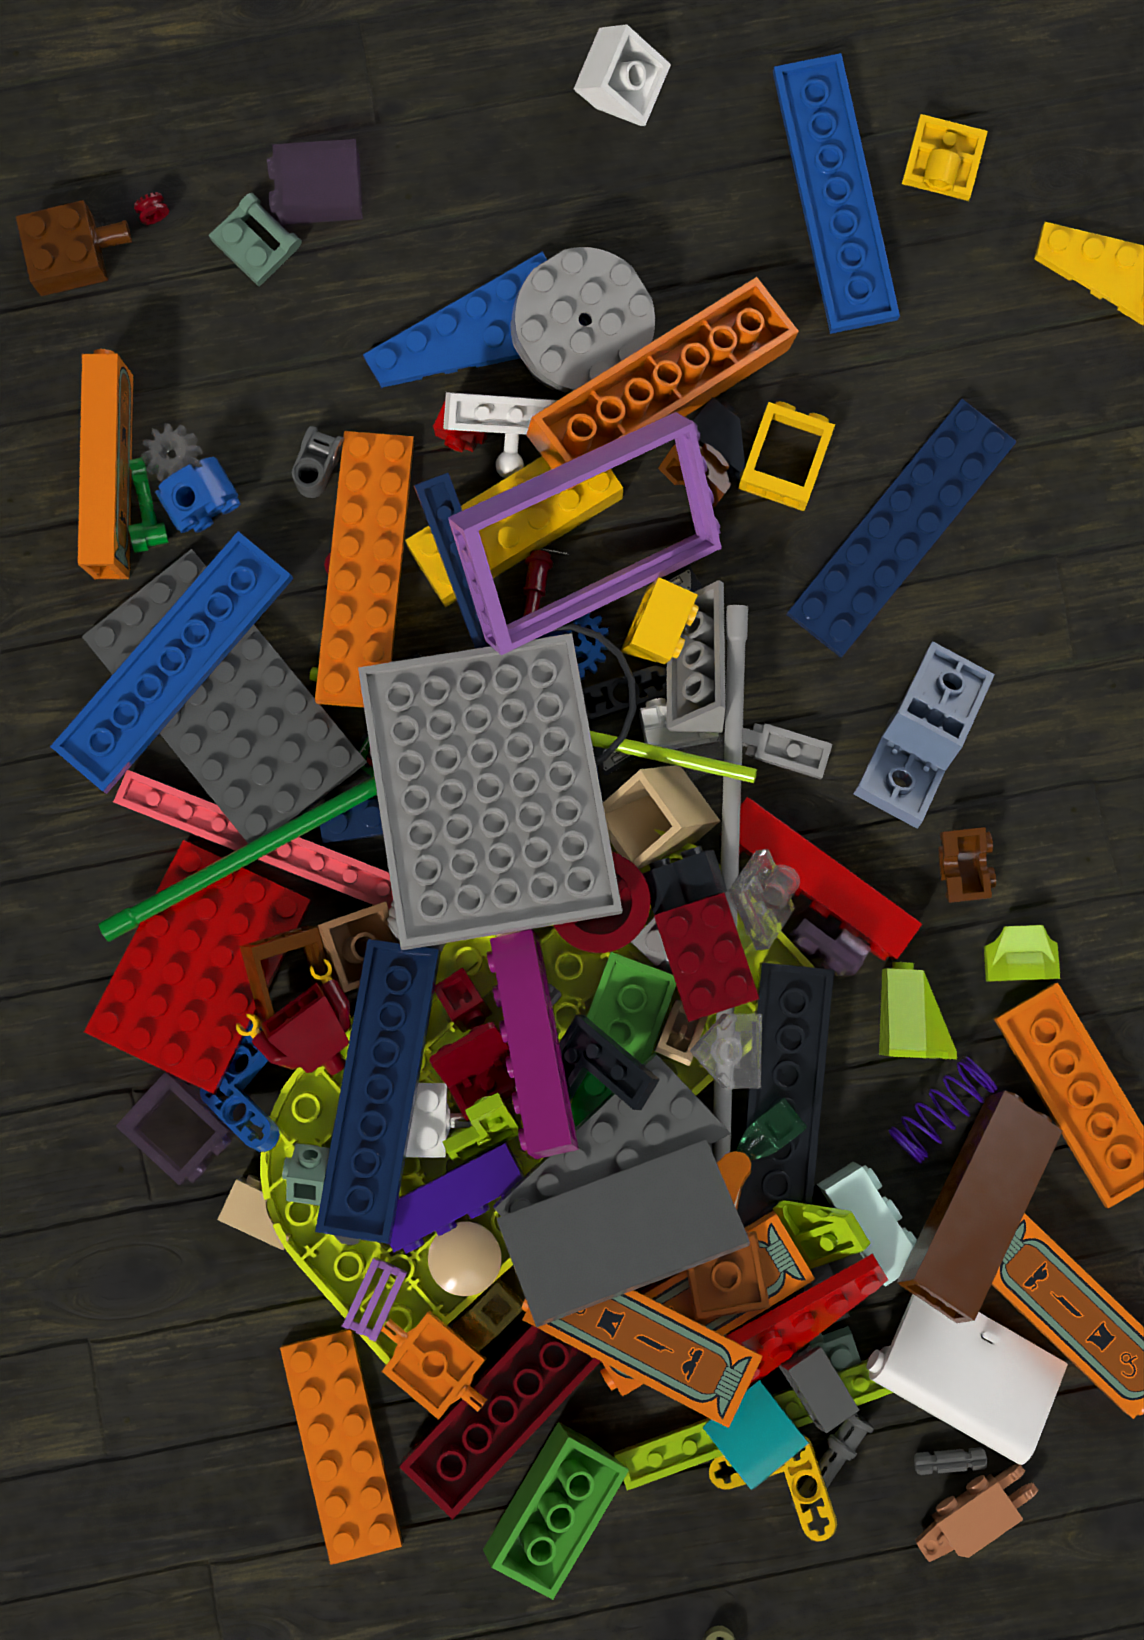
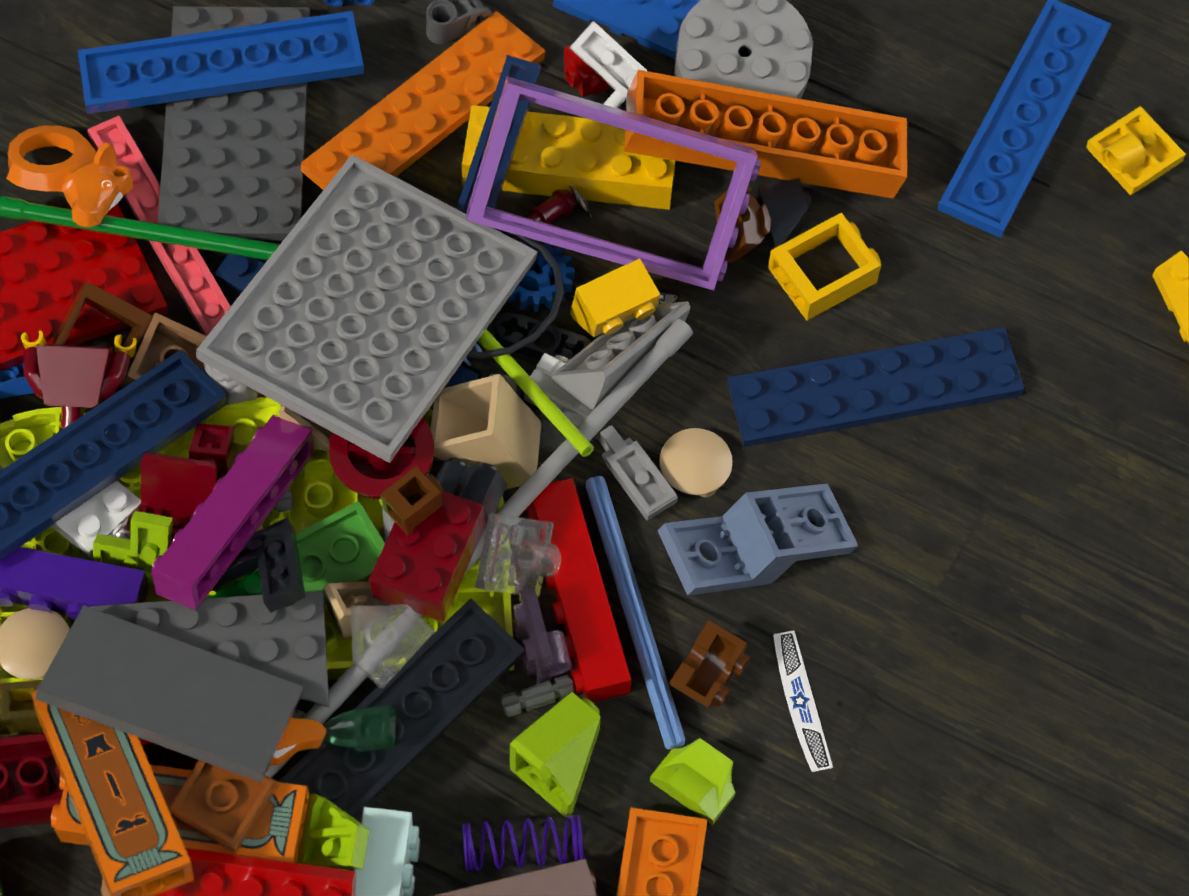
camera: 30 degrees right, 20 degrees down
(155, 848) = (88, 179): none -> orange animal
(673, 952) = (408, 488): none -> reddish brown brick
(818, 701) = (696, 462): none -> tan dish
(855, 986) = (537, 695): none -> dark grey axle
(871, 860) = (635, 613): none -> medium blue axle
(1045, 830) = (801, 701): none -> white sticker

